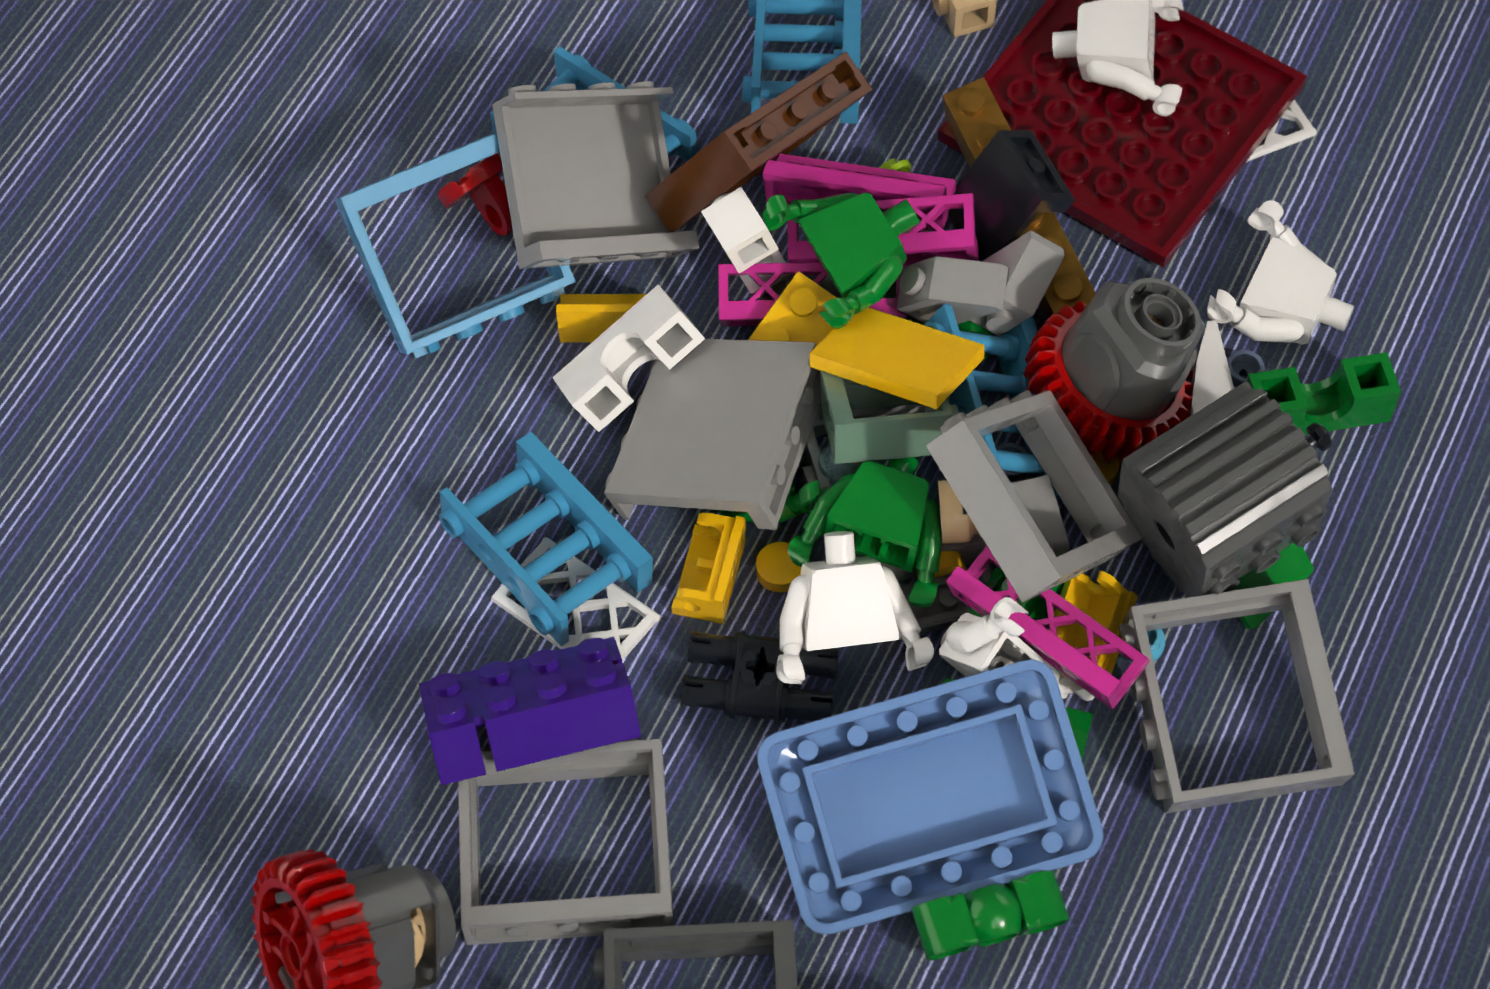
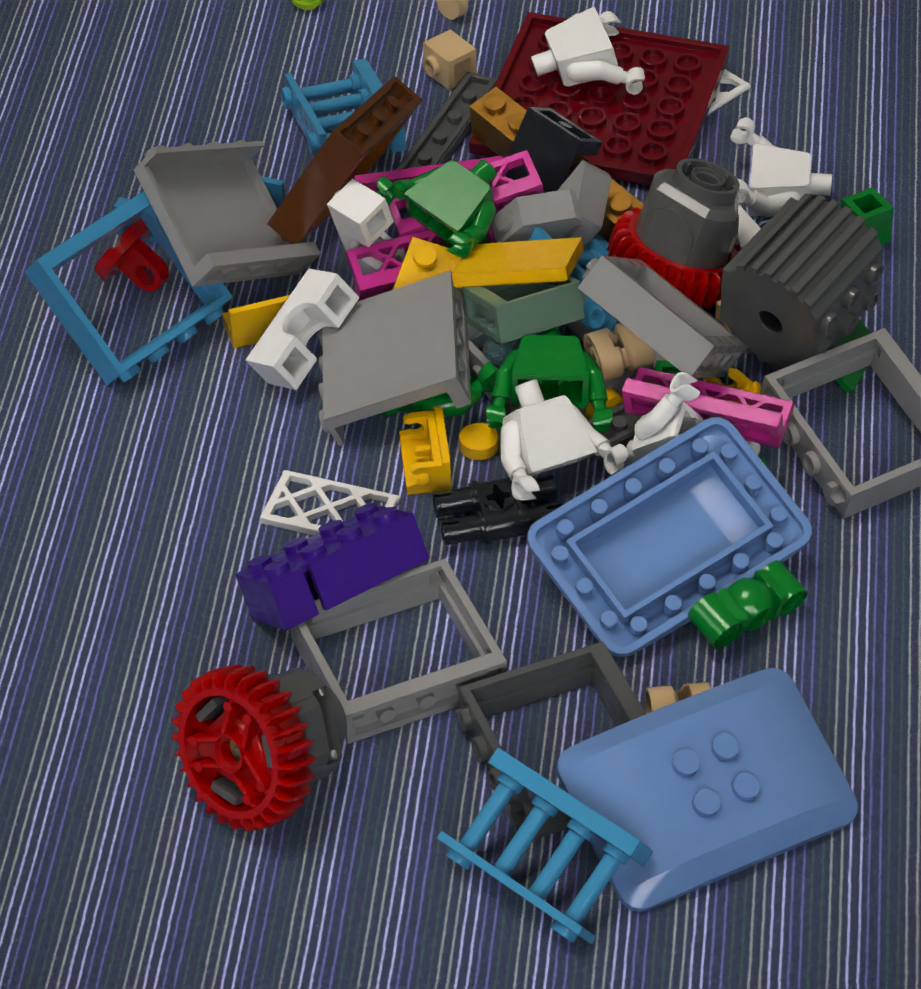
camera: 20 degrees left, 15 degrees down
(563, 498) = (294, 436): dark azure fence -> none
(920, 101) = (449, 125): none -> dark grey tile

